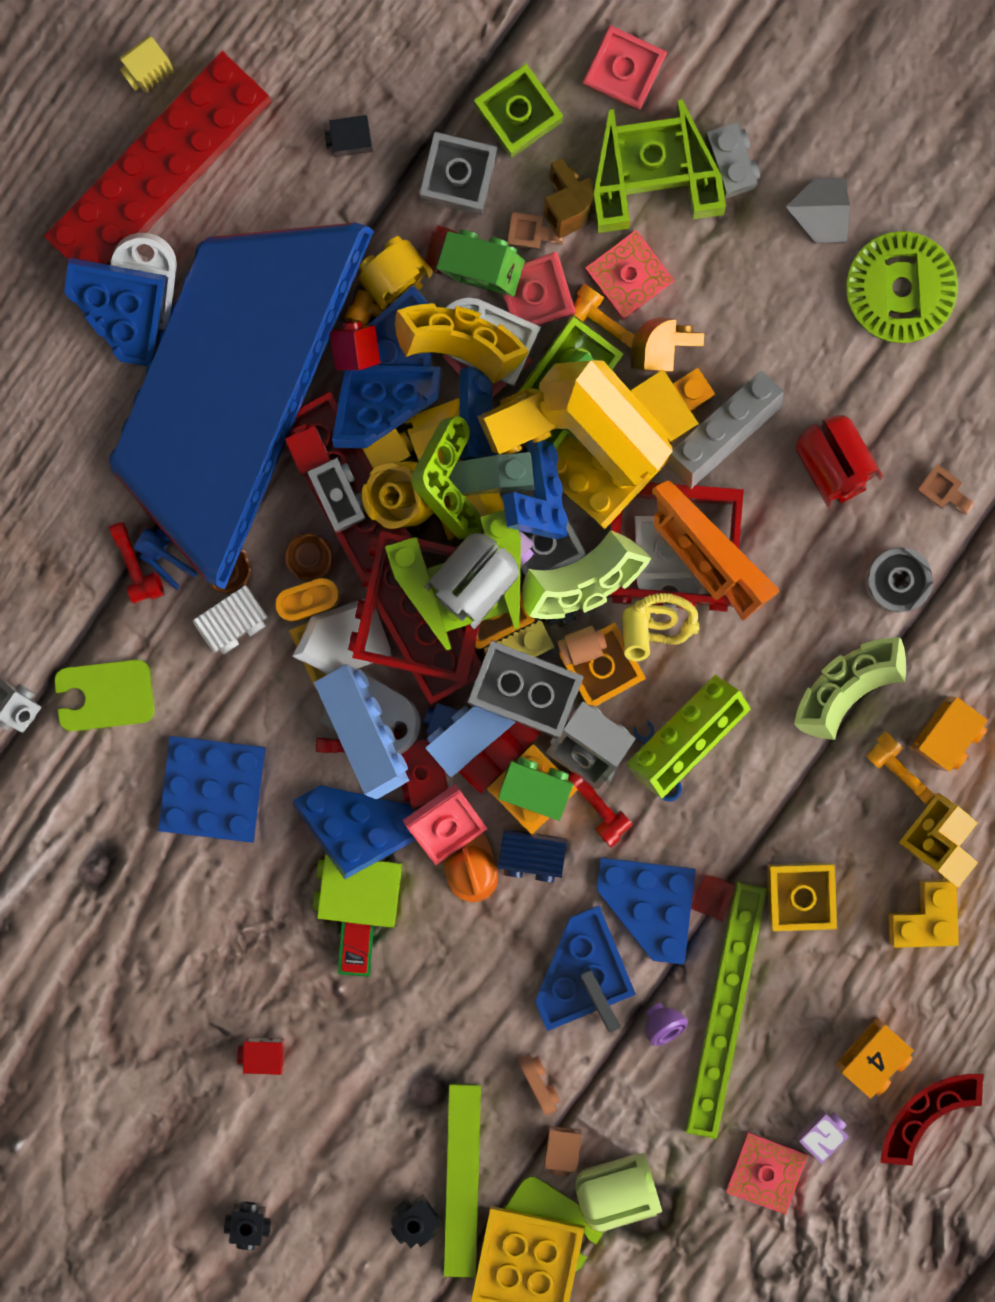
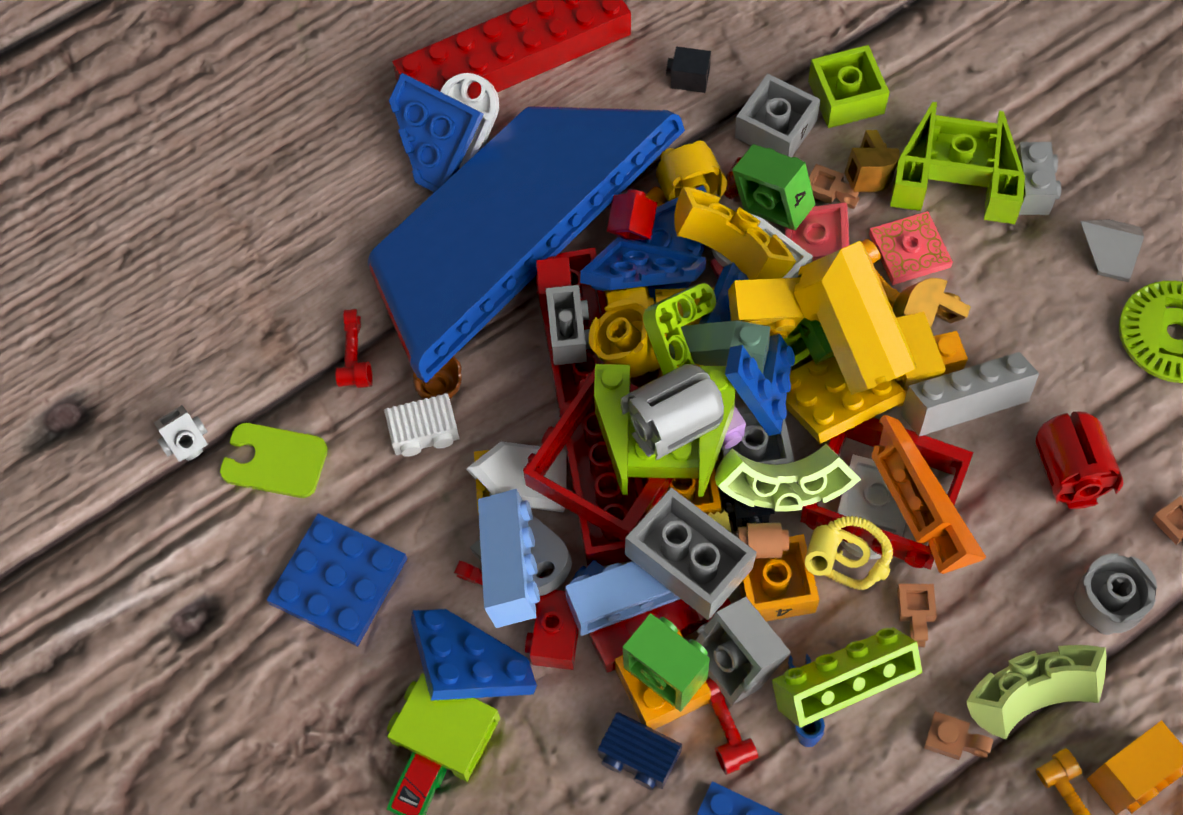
camera: 25 degrees right, 25 degrees down
(151, 546) = (380, 341): blue plant -> none
(307, 599) = (502, 422): light orange brick -> none
(308, 556) = (519, 391): dark orange hair -> none
(445, 824) = (558, 685): coral plate -> none
(472, 870) = (569, 744): orange piece -> none
(624, 68) = (954, 85): coral plate -> none
(730, 645) = (918, 607): none -> nougat plate
(788, 751) = (951, 737): none -> nougat plate

